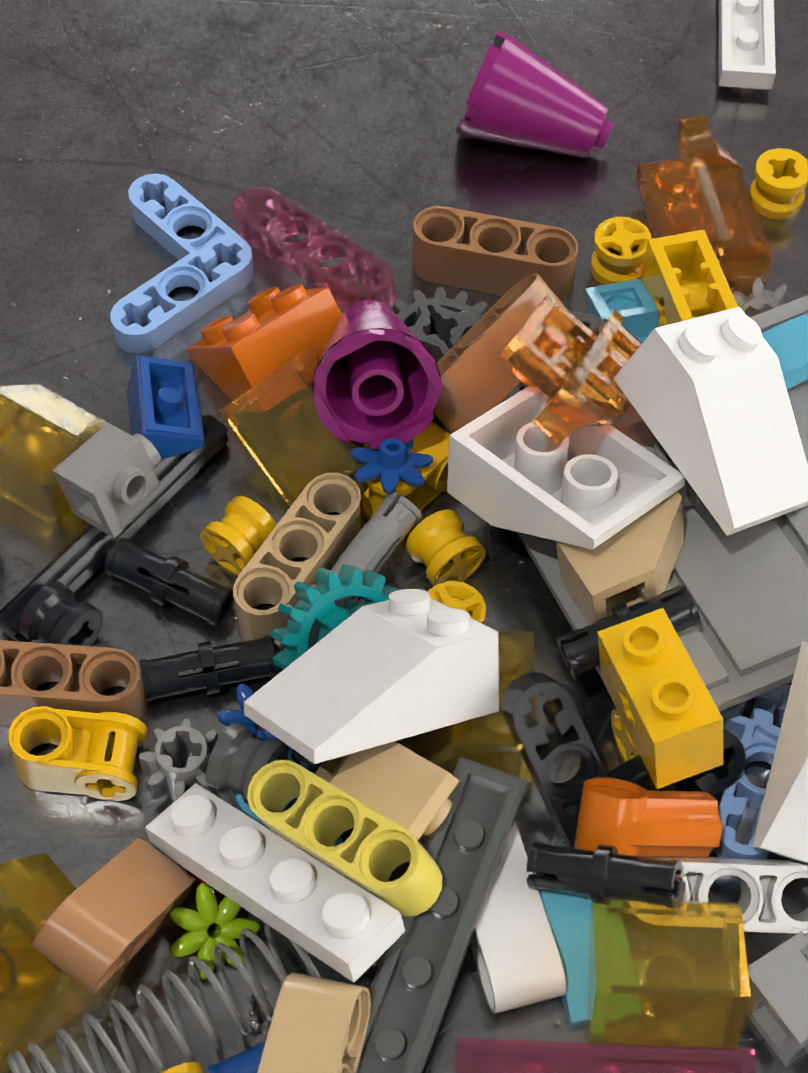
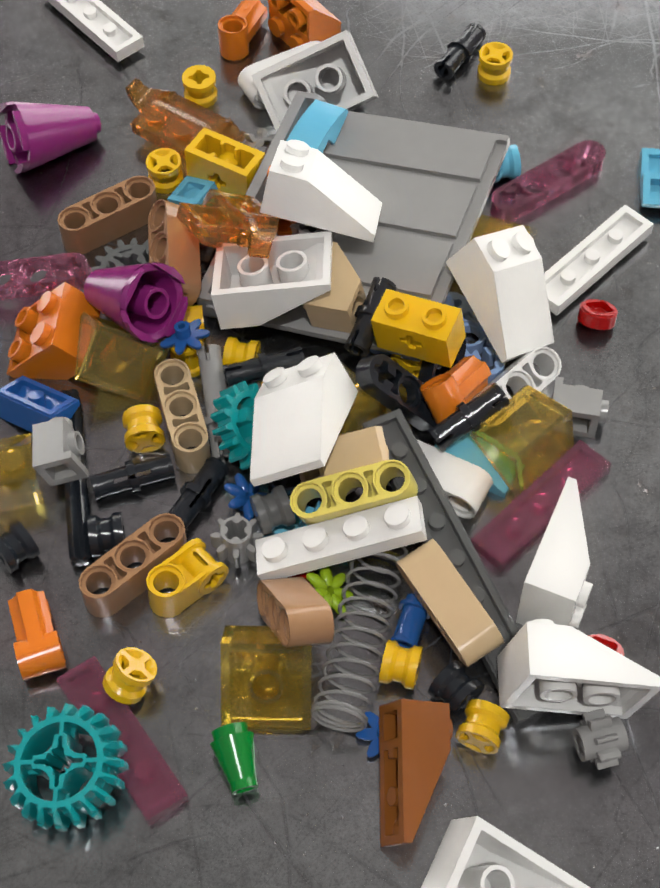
camera: 45 degrees left, 0 degrees up
(440, 579) = (255, 369): none -> black pin

